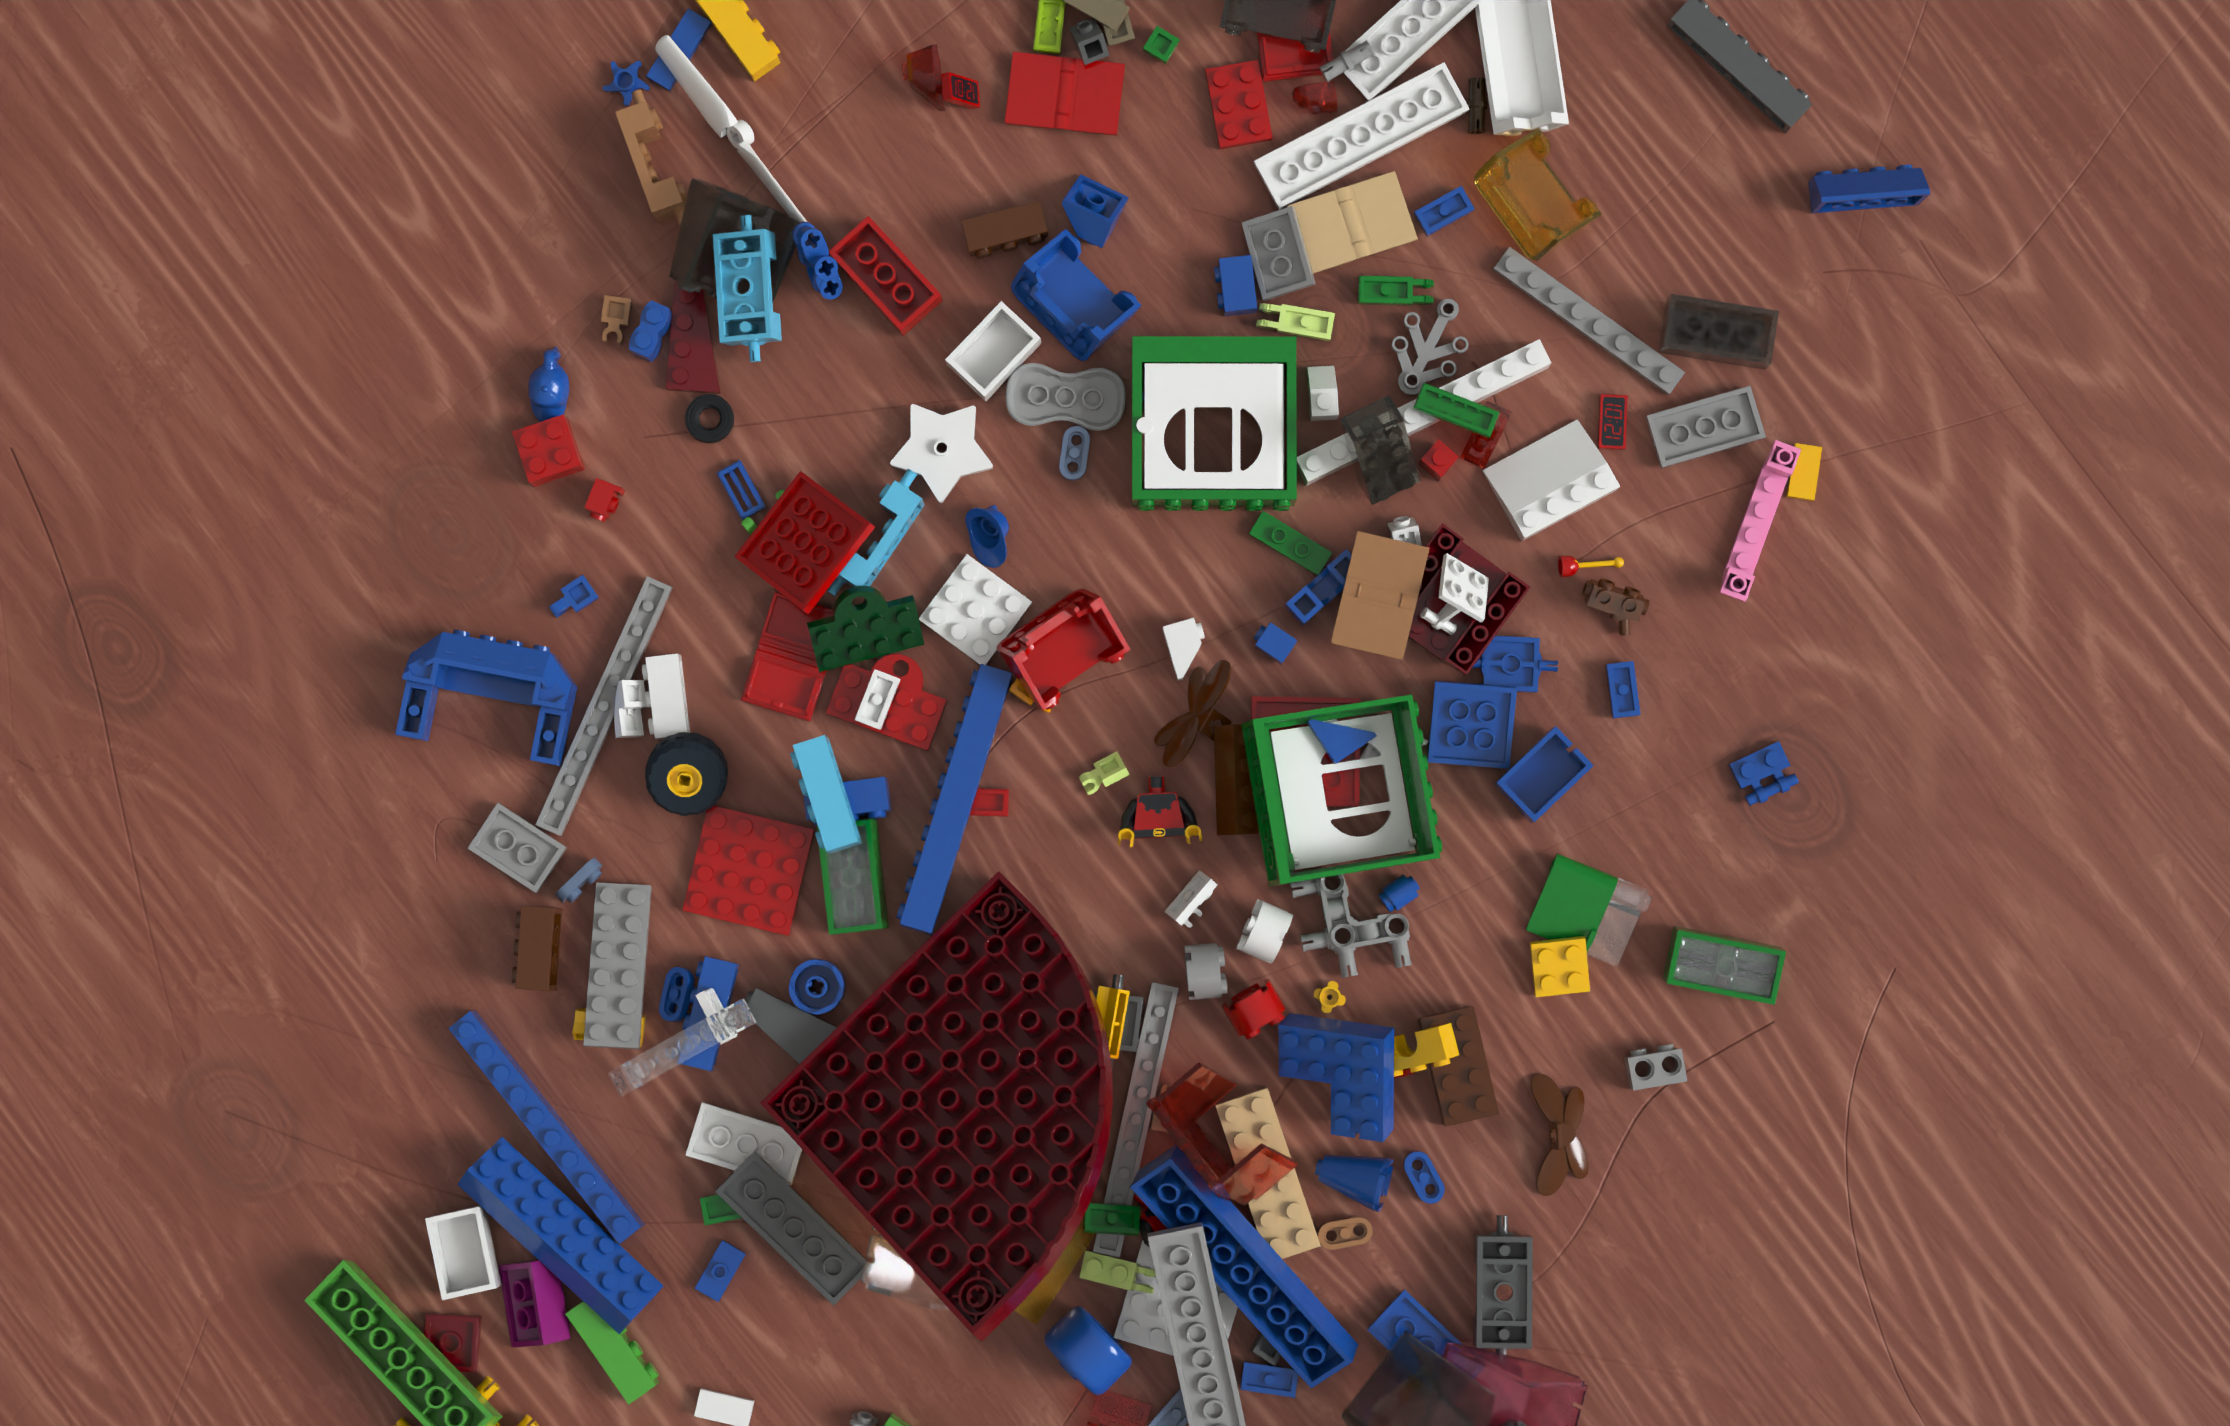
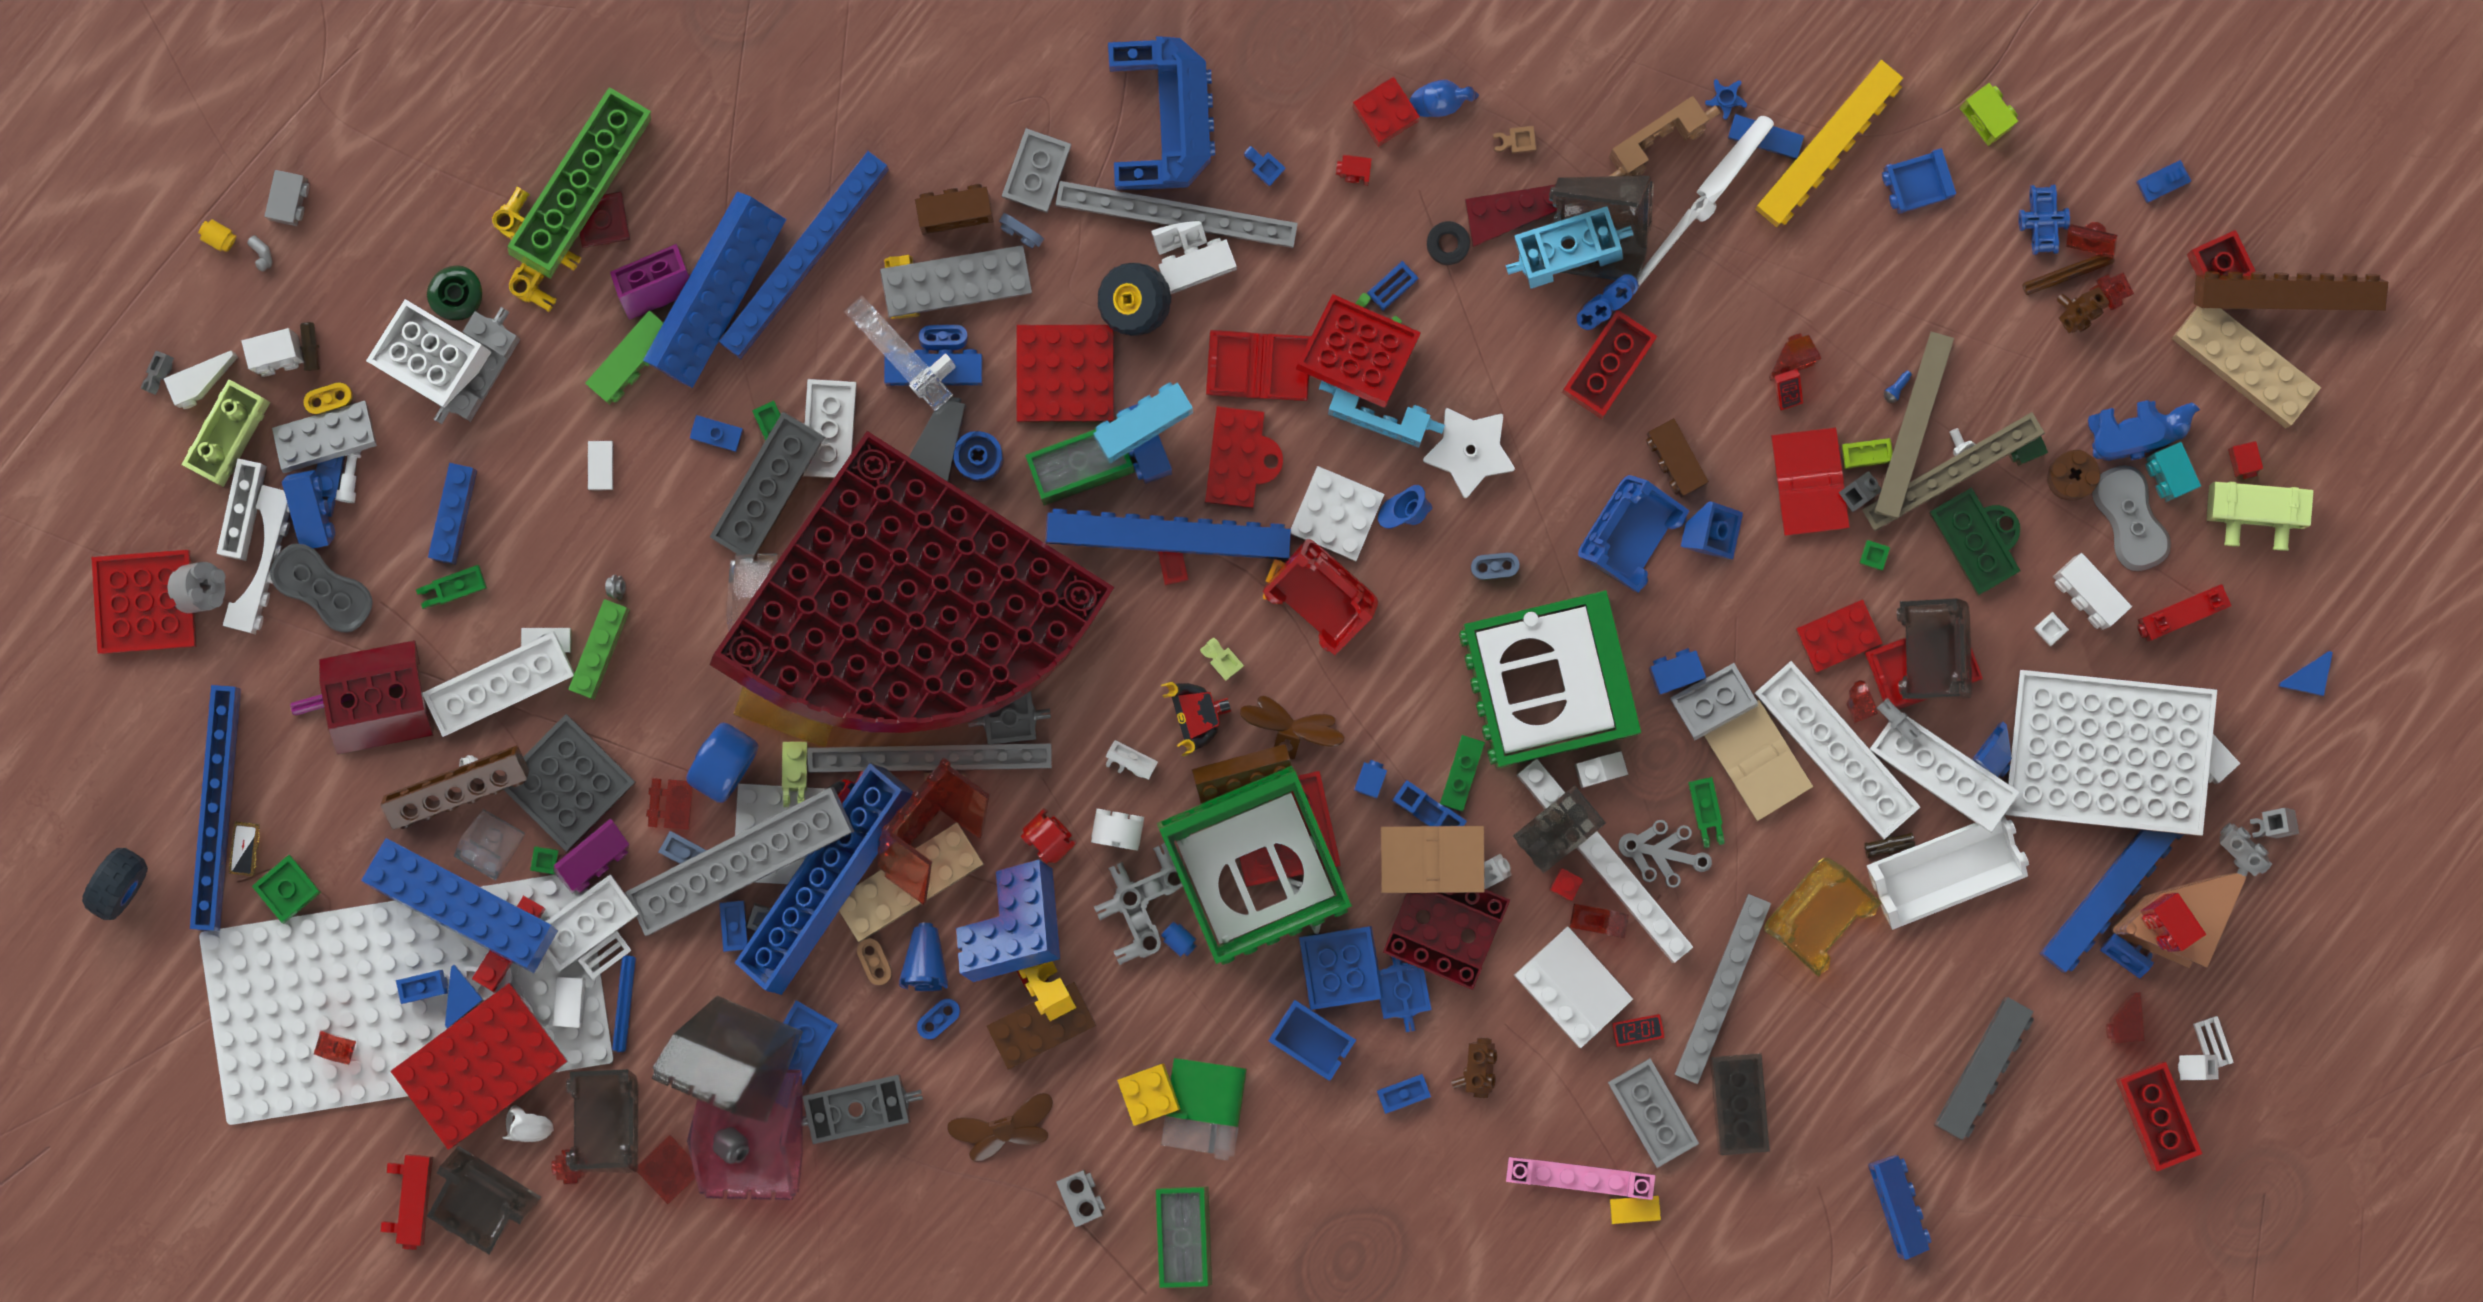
camera: 75 degrees right, 0 degrees up
(463, 1252) = (680, 211): white piece -> none
(654, 325) = (1505, 172): blue brick -> none
(864, 629) = (1295, 421): dark green plate -> none
(877, 699) = (1238, 447): white plate -> none
(993, 351) = (1566, 473): white piece -> none
(1045, 395) = (1539, 526): light grey plate -> none
(1112, 1219) = (838, 756): green plate -> none
(1113, 1008) = (1018, 713): yellow piece -> none
(1183, 644) = (1350, 700): white slope -> none
(1204, 971) = (1070, 785): light grey brick -> none
(1298, 321) = (1659, 734): yellowish green hinge -> none
(1337, 998) = (1081, 900): yellow plate -> none
(1339, 740) = (1298, 854): blue tile -> none
(1444, 211) = (1788, 838): blue plate -> none
(1456, 410) = (1611, 887): green plate -> none
(1462, 590) = (1454, 930): white plate -> none
(1569, 565) = (1501, 1022): hinge -> none
(1761, 765) = (1366, 1229): blue plate -> none

